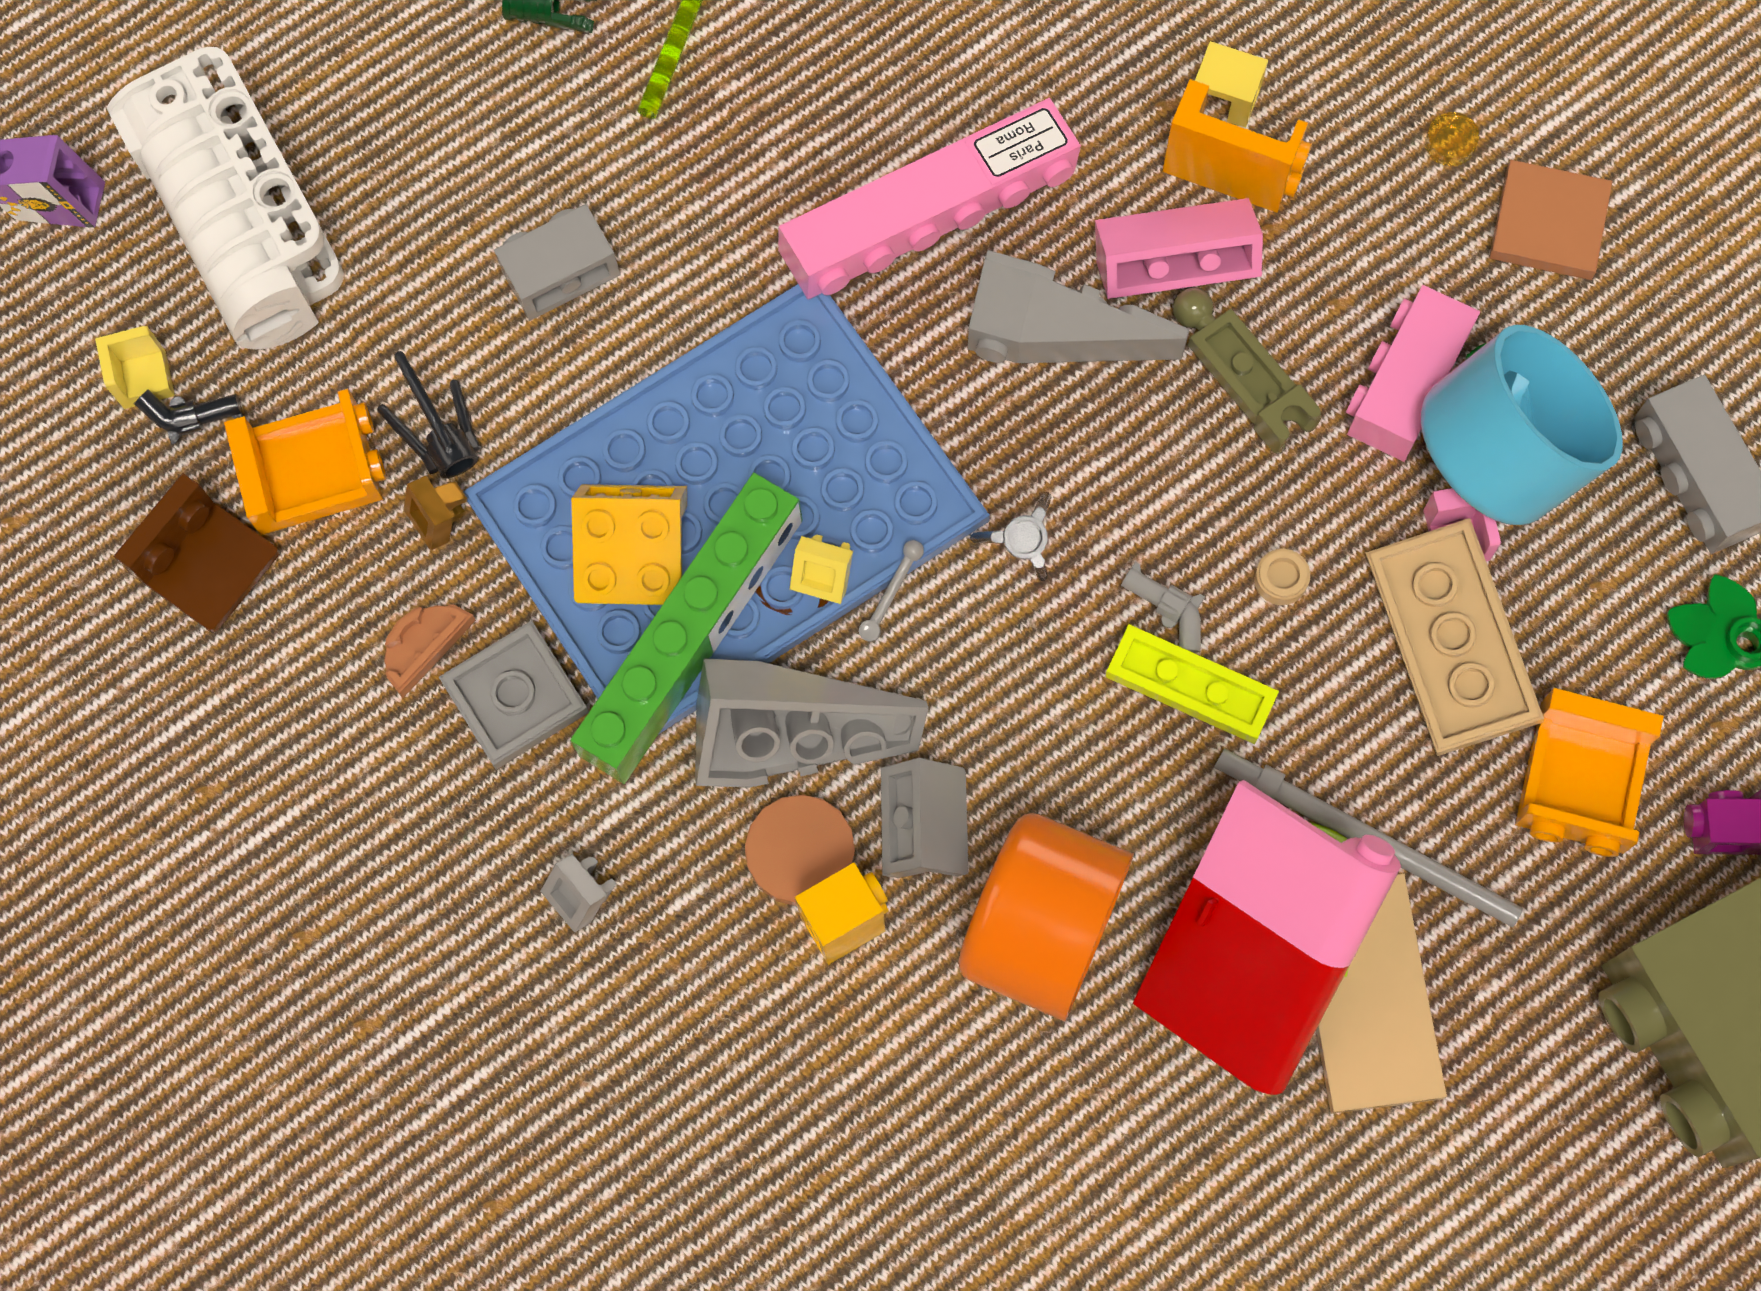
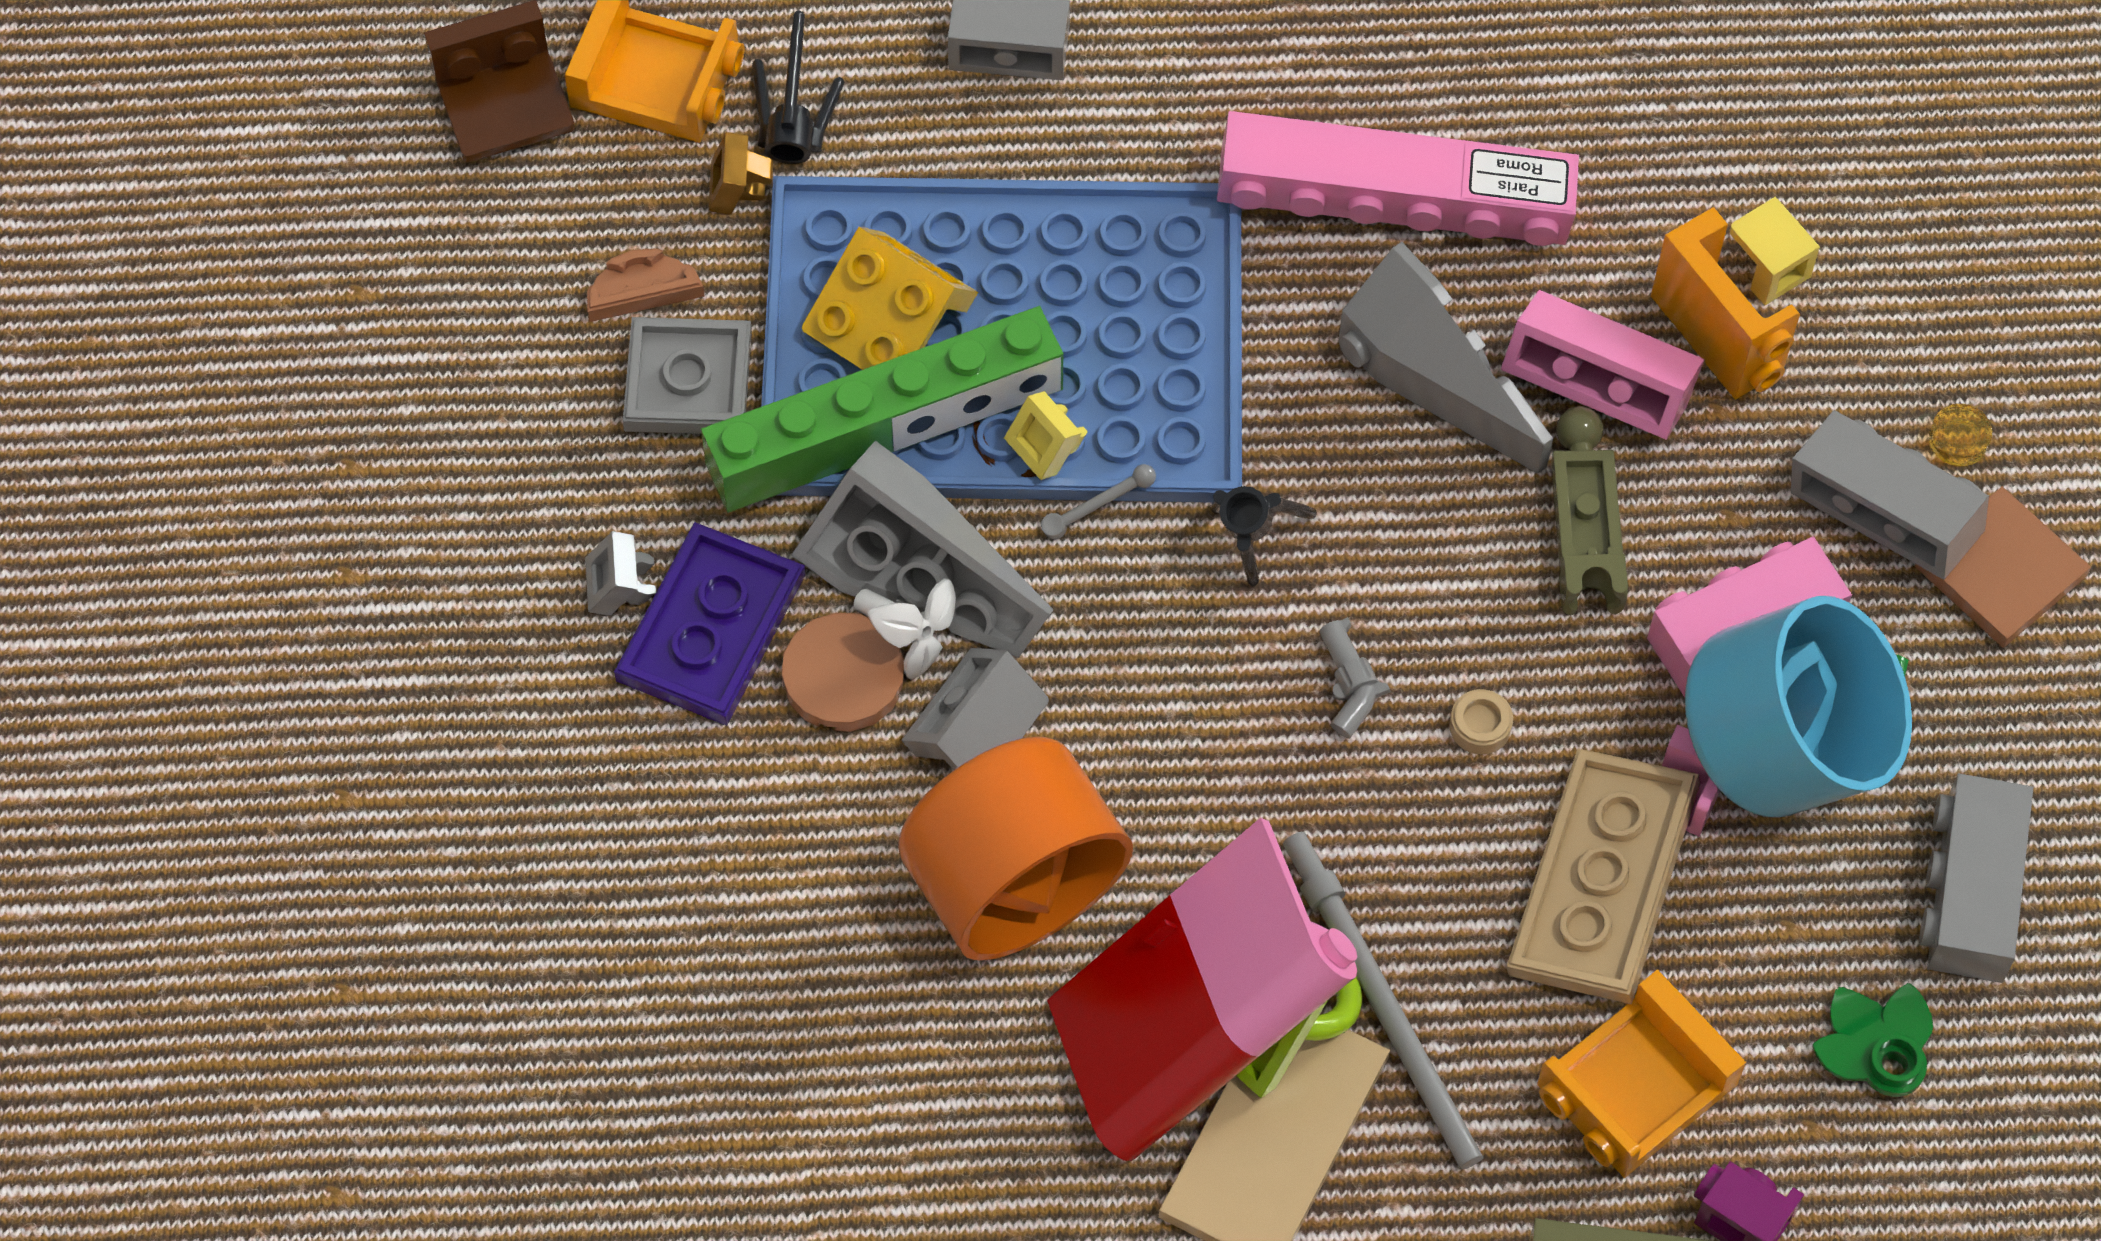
camera: 30 degrees right, 10 degrees down
(672, 879) = (710, 623): none -> dark purple tile
(826, 790) = (905, 624): none -> white plant
(843, 911) = (835, 736): yellow brick -> none
(1191, 684) = (1317, 757): neon yellow plate -> none
(1447, 216) = (1889, 494): none -> light grey brick

